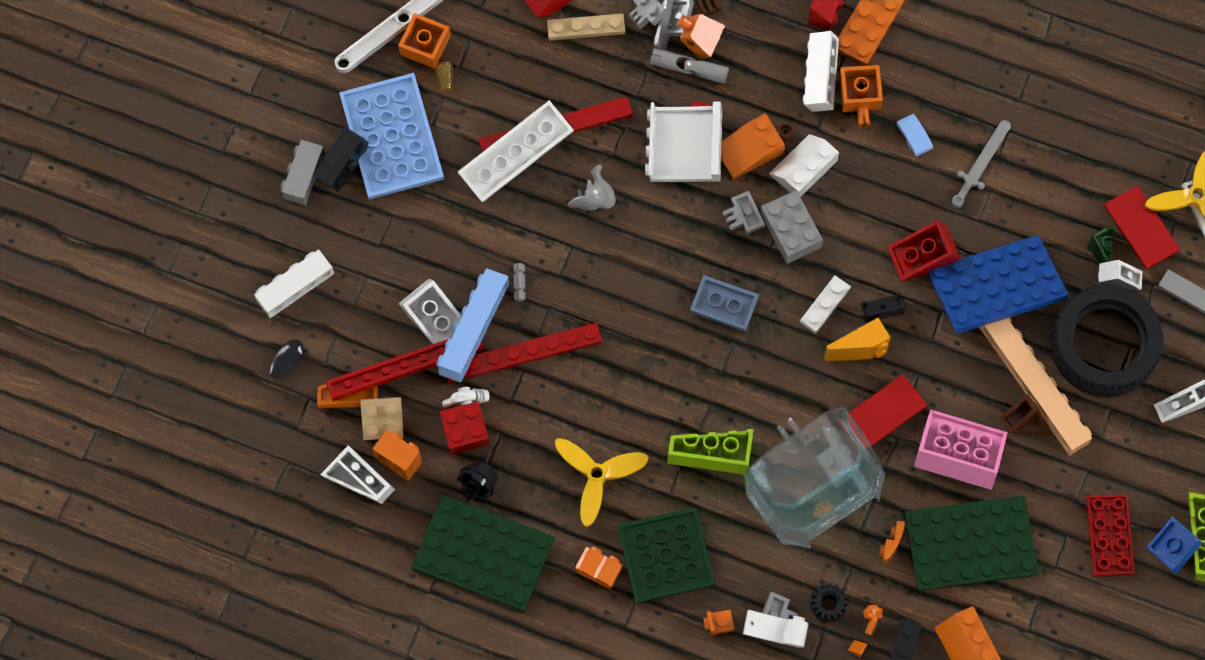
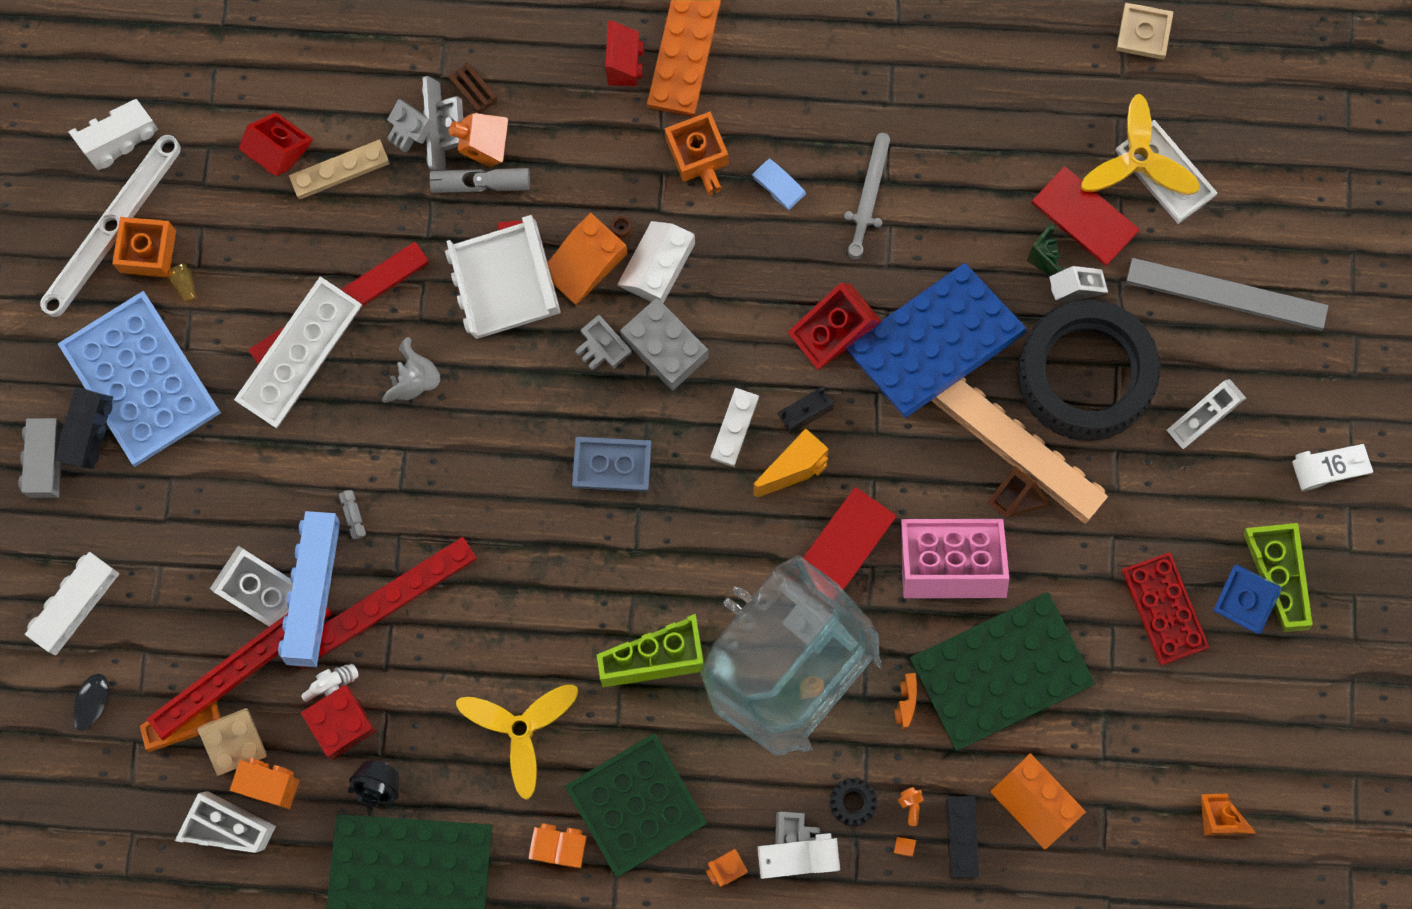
camera: 15 degrees left, 5 degrees up
(821, 71) = (642, 139): white brick -> none

